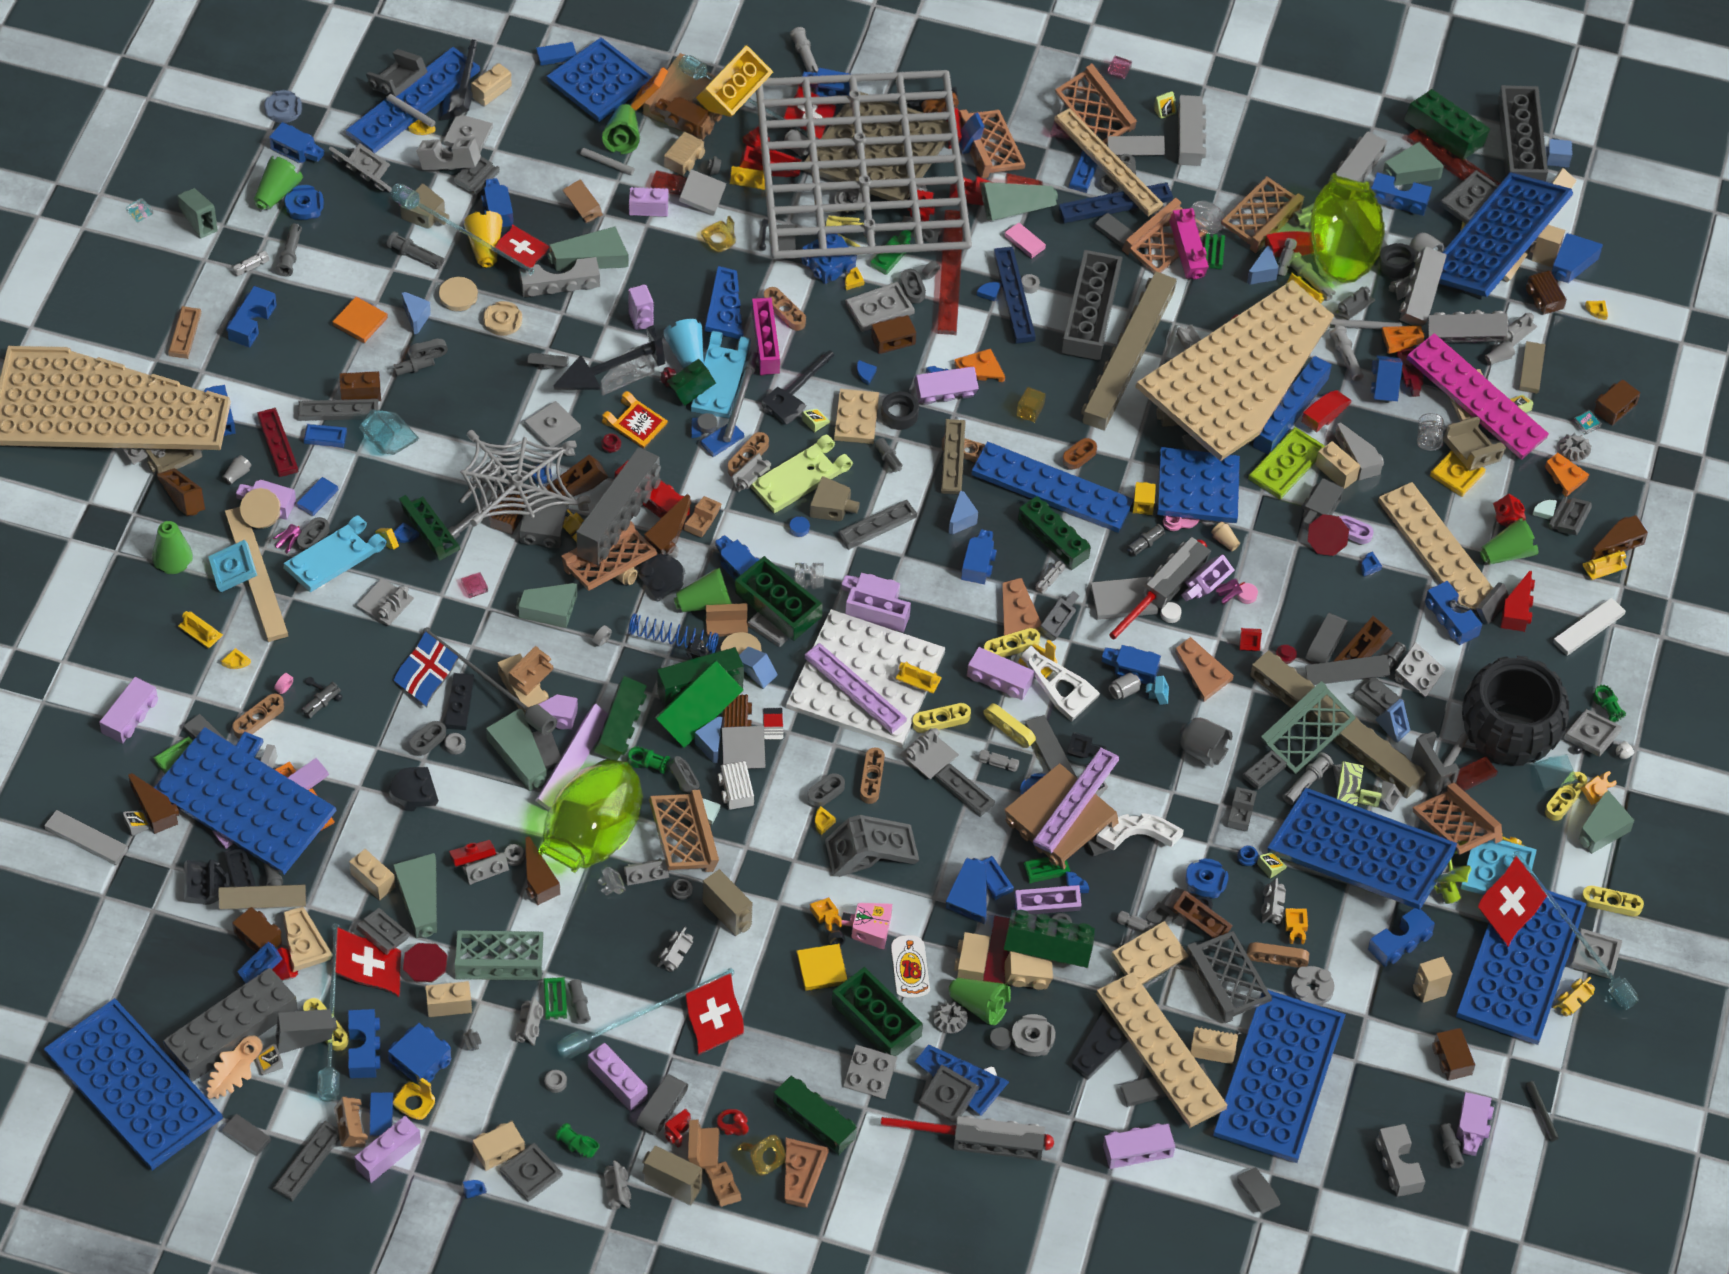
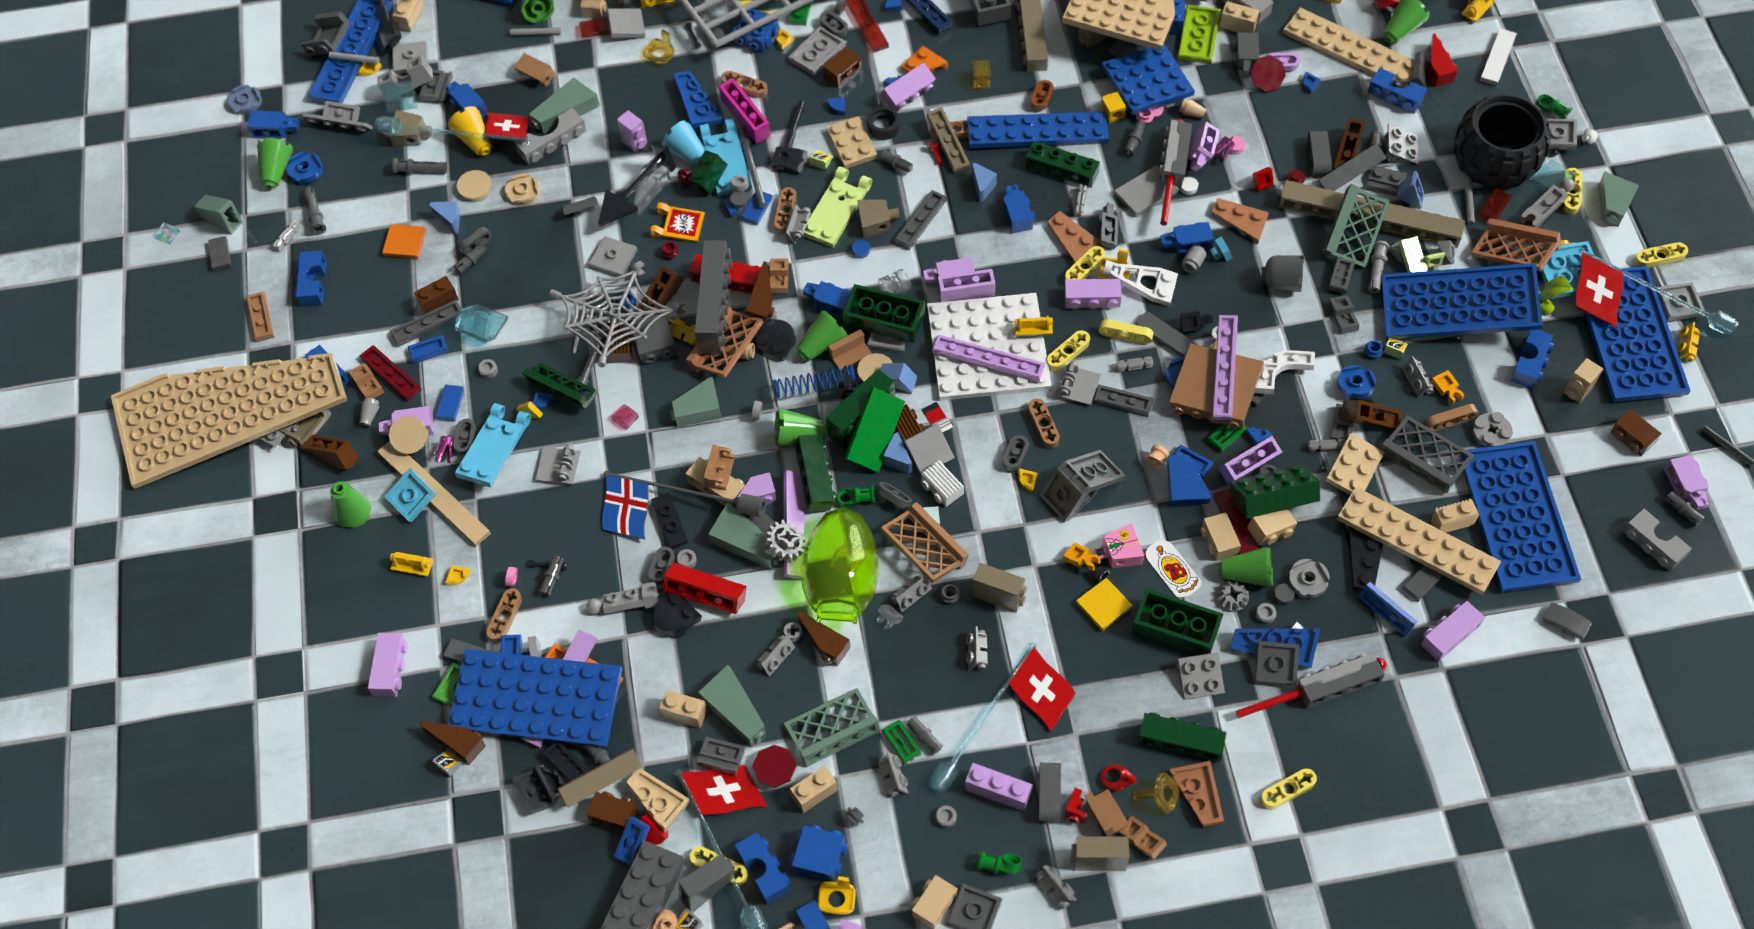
camera: 20 degrees left, 5 degrees up
(86, 837) = (410, 798): light grey tile -> none
(179, 252) = (219, 253): none -> flat silver tile
(250, 440) = (366, 381): none -> medium nougat slope
(371, 480) = (487, 368): none -> light grey tile
(376, 753) = (626, 599): none -> light grey plate
(433, 169) = (399, 96): none -> clear light blue piece
(454, 776) = (704, 588): none -> red brick
(472, 852) = (757, 647): red plate -> none
(552, 766) = (785, 541): none -> light grey gear
(626, 663) = (792, 424): none -> bright green cone
(648, 201) = (588, 47): lavender brick -> none
(715, 407) = (739, 183): none -> light grey tile
(904, 1214) = (1272, 791): none -> light yellow beam
(935, 460) = (934, 150): none -> red hand
(959, 856) = (1157, 456): none -> light nougat wheel
(971, 1047) = (1265, 613): none -> light grey tile
(1089, 1097) = (1387, 609): none -> blue tile
(1436, 776) = (1463, 209): dark grey panel -> none
(1525, 796) = (1547, 203): none -> light grey plate
(1596, 787) = (1590, 174): light orange plate -> none

